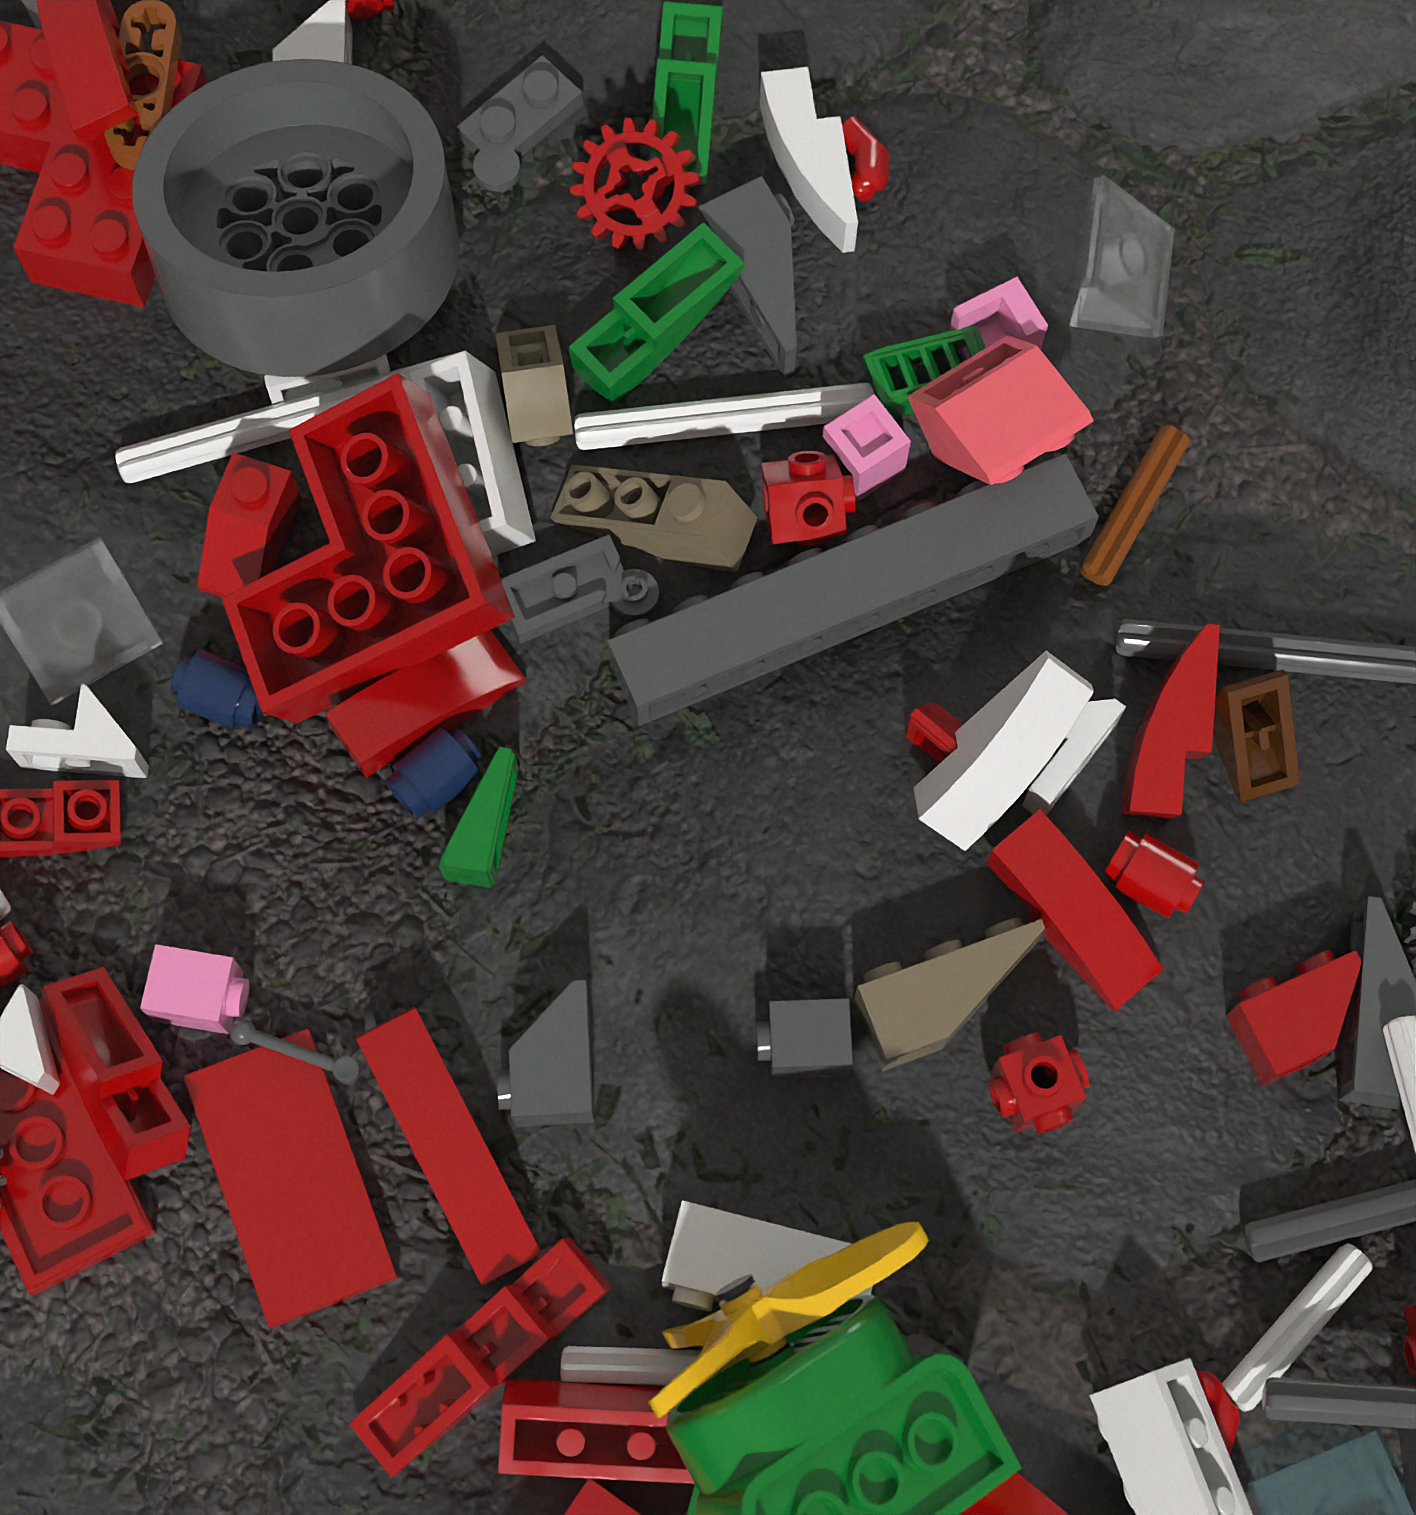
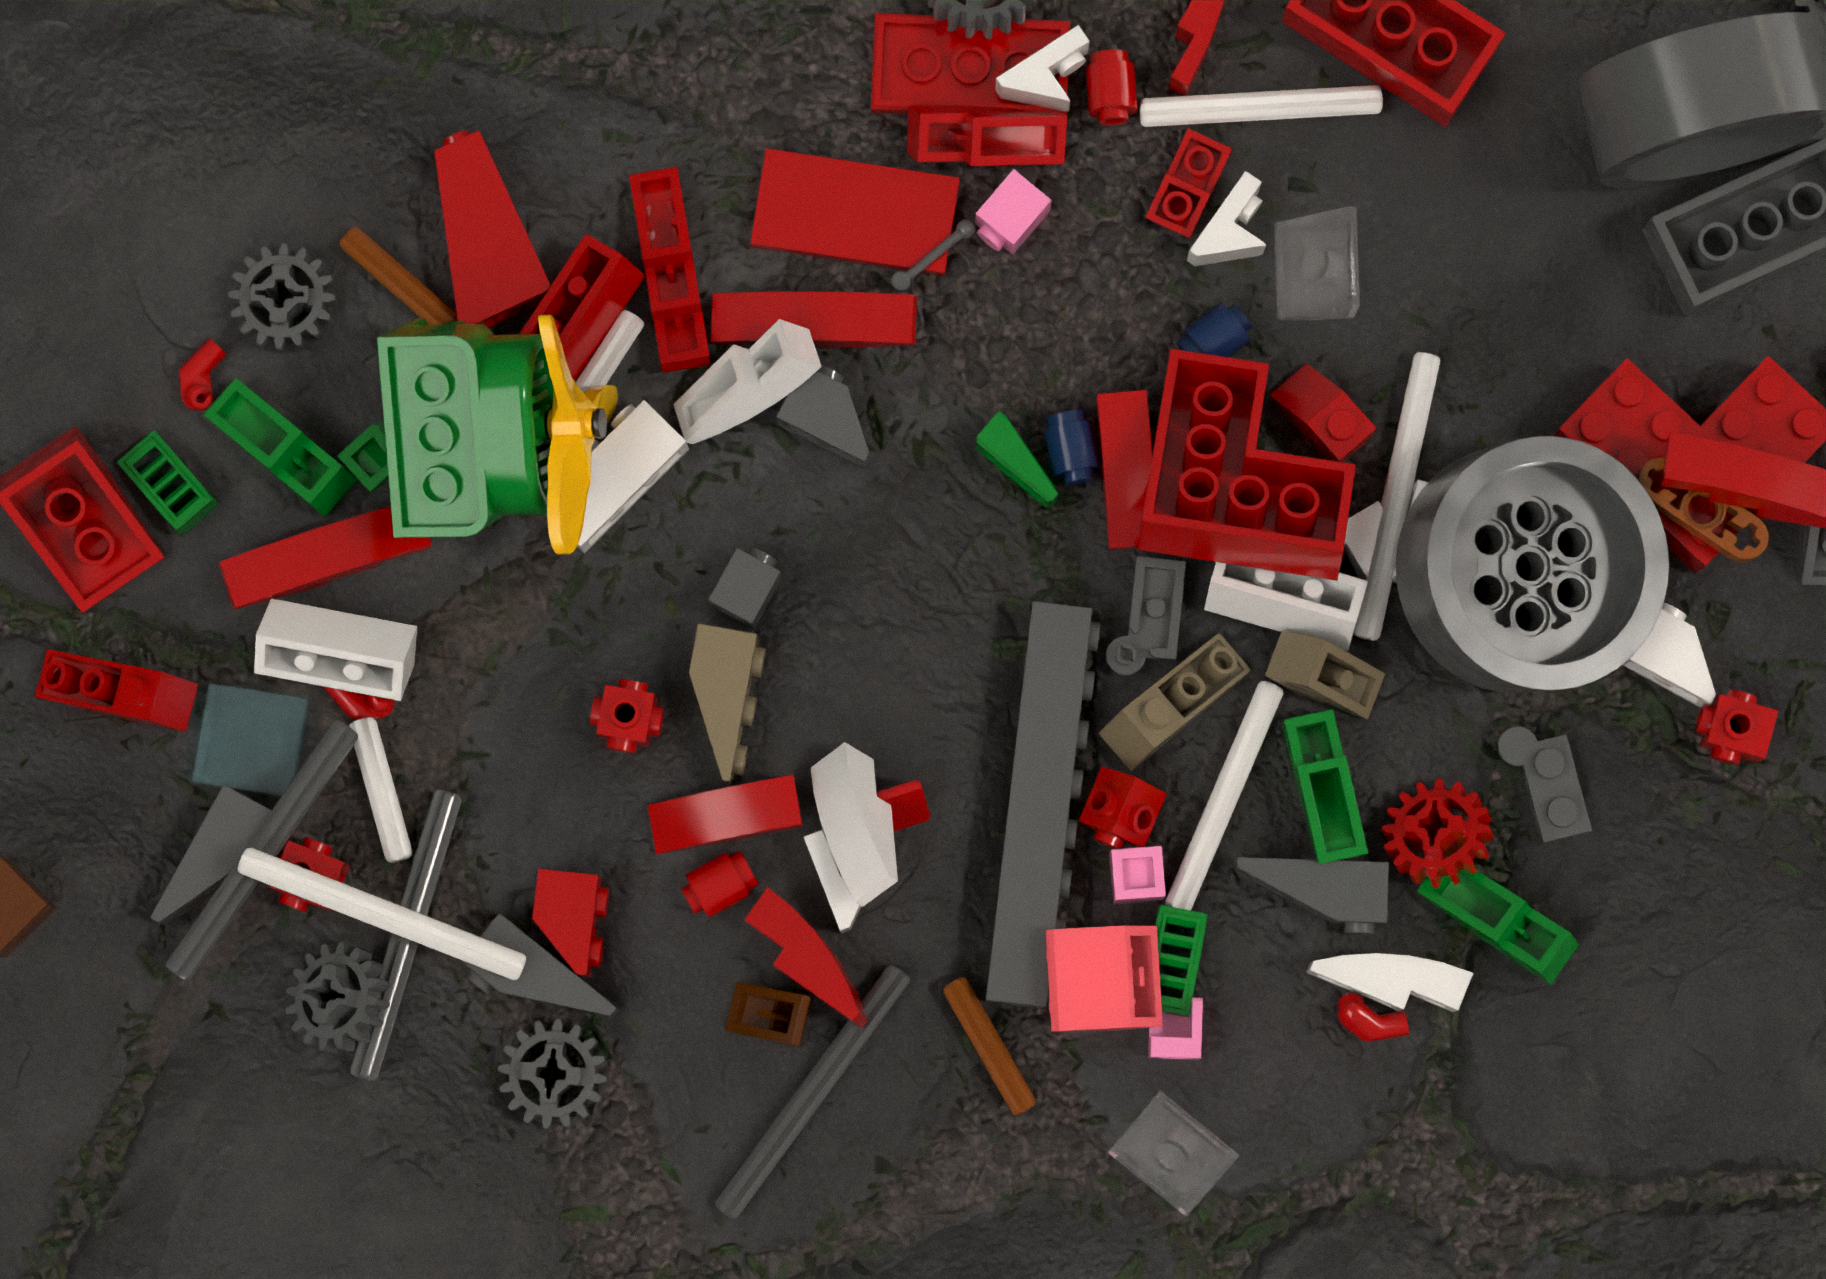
camera: 125 degrees right, 10 degrees up
(569, 1172) = (747, 381): none -> white slope

